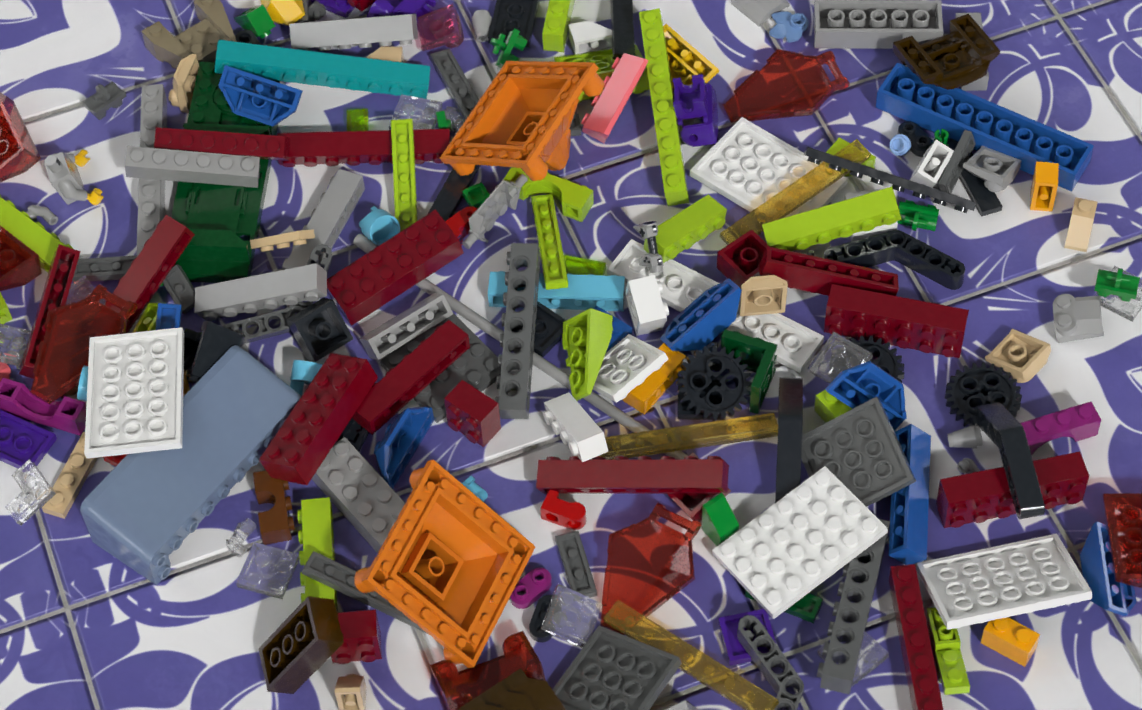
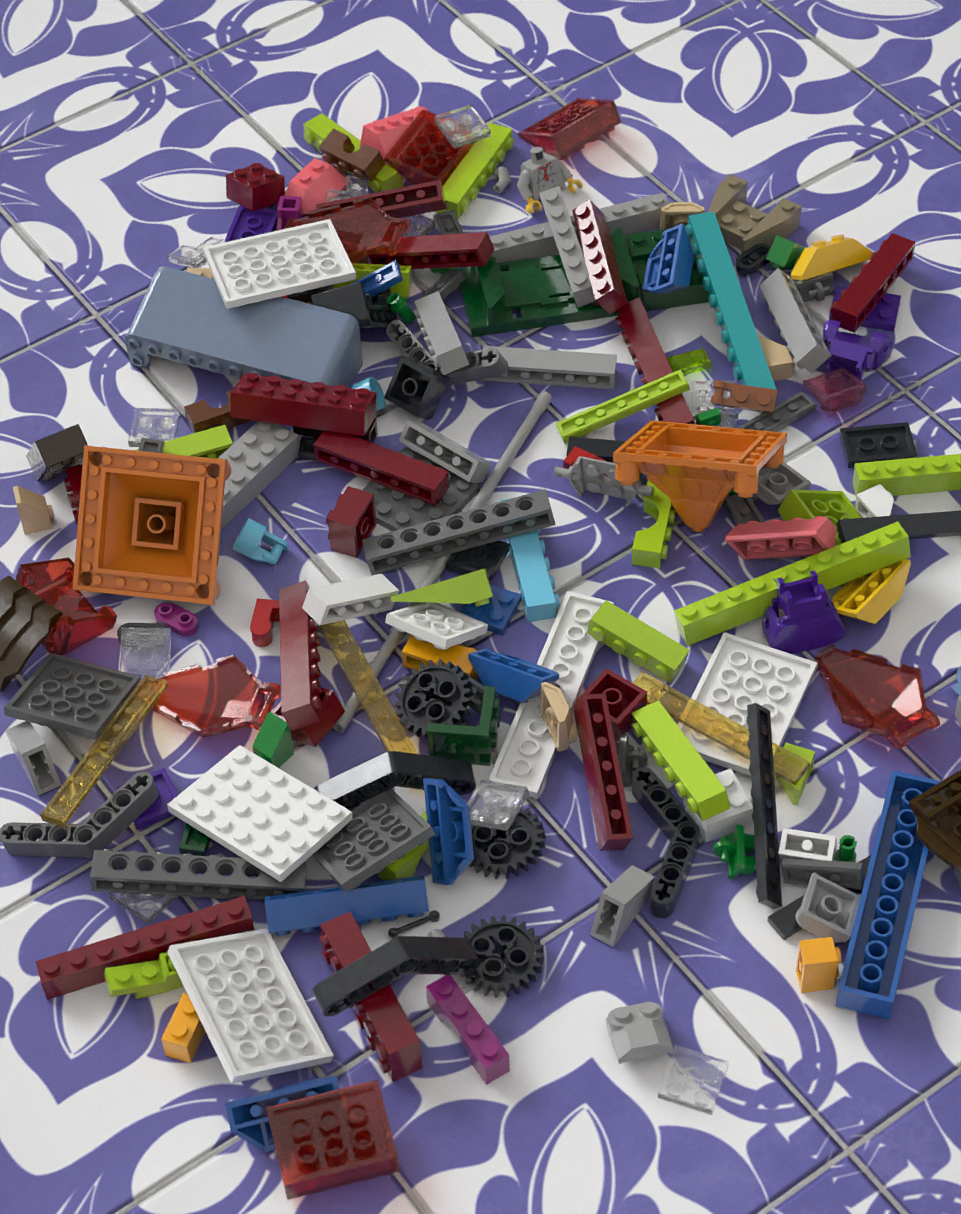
camera: 75 degrees right, 5 degrees down
(104, 99) = (645, 177): dark grey hips -> none
(195, 323) = (400, 306): none -> green pin
(241, 533) = (178, 399): clear arm -> none
(282, 240) = (513, 335): tan plate -> none
(379, 226) = (560, 403): medium azure piece -> none
(393, 267) = (508, 422): dark red brick -> none
(401, 442) = (304, 480): blue wedge -> none
(432, 88) = (744, 397): none -> dark orange plate
(481, 22) = (862, 417): light grey cone -> none
(512, 41) = (827, 441): green hips -> none
(549, 242) = (581, 535): lime tile -> none
(576, 564) = (209, 647): dark grey tile -> none
(583, 266) = (567, 574): clear neon green tile -> none
(646, 305) = (518, 623): white brick -> none
(653, 260) = (581, 618): light grey piece -> none
(896, 320) = (568, 850): dark red brick -> none
(900, 145) = (836, 818): light blue plate -> none
(916, 137) = (860, 832): black plate -> none
(937, 470) = (434, 916): none -> black hinge
(952, 292) = (621, 904): none -> light grey slope
(1020, 355) = (563, 982): tan slope -> none
(1080, 224) = (781, 1018): tan slope -> none
(1116, 284) = (687, 1058): green hips -> none

